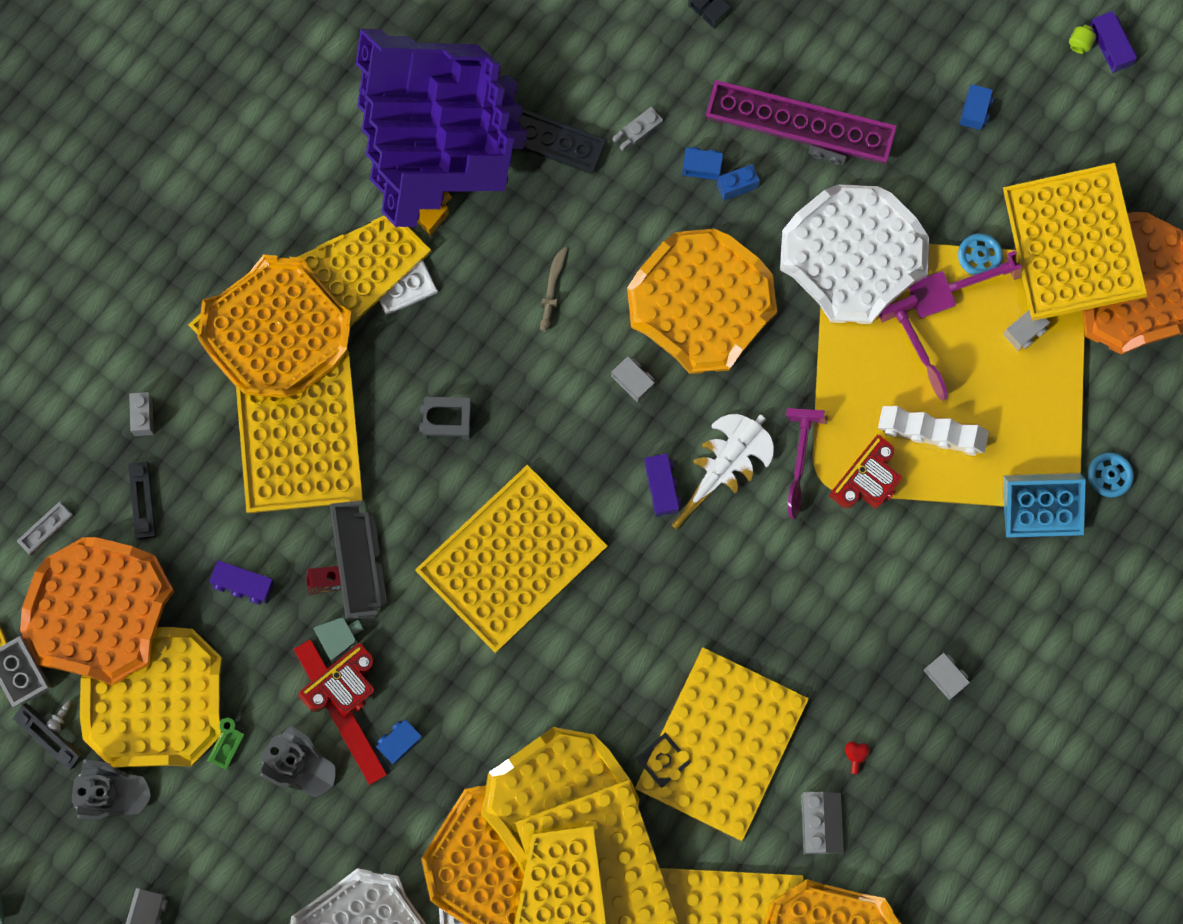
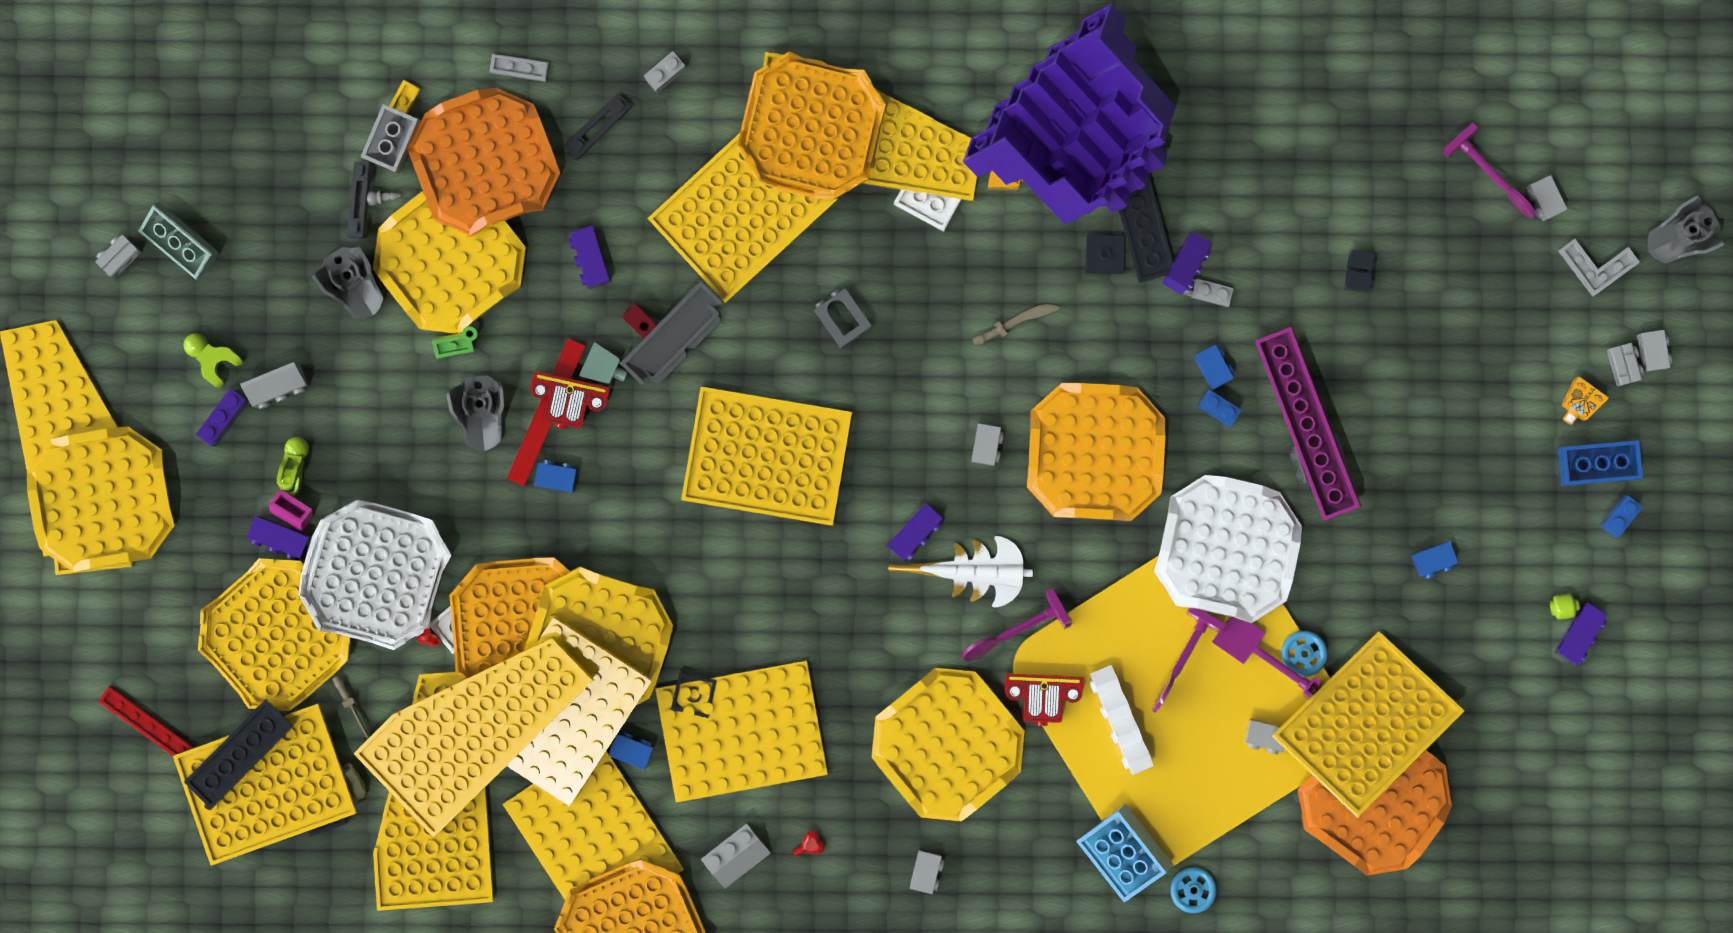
camera: 55 degrees right, 10 degrees up
(551, 183) = (1104, 254): none -> black plate
(606, 124) = (1187, 263): none -> dark purple brick
(673, 845) = (631, 751): none -> blue brick
(854, 582) = (948, 744): none -> yellow plate

